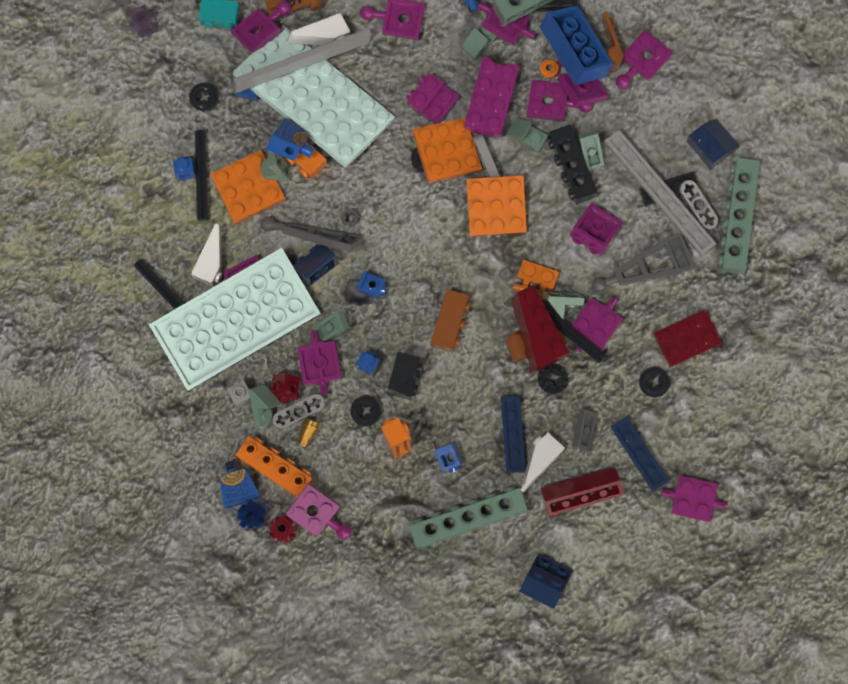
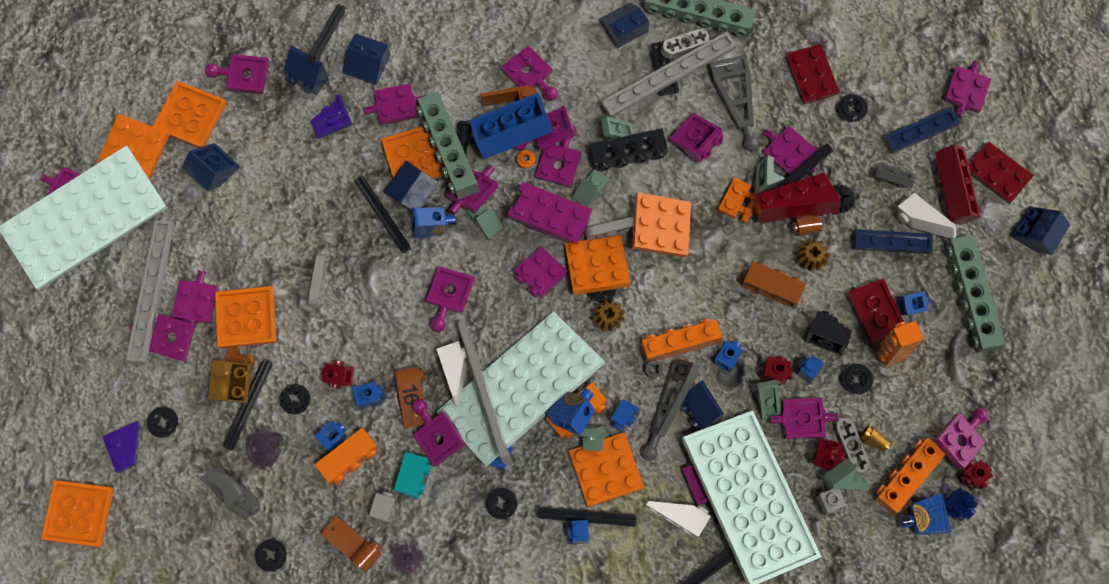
camera: 85 degrees left, 5 degrees down
(300, 195) = (624, 415): none -> blue brick
(362, 325) = (777, 369): none -> dark red brick
(378, 235) = (681, 341): none -> orange brick
(403, 171) = (603, 310): none -> pearl gold gear
(437, 424) = (875, 310): none -> dark red plate
(494, 359) = (818, 250): none -> pearl gold gear
(605, 537) = (999, 172): none -> dark red plate

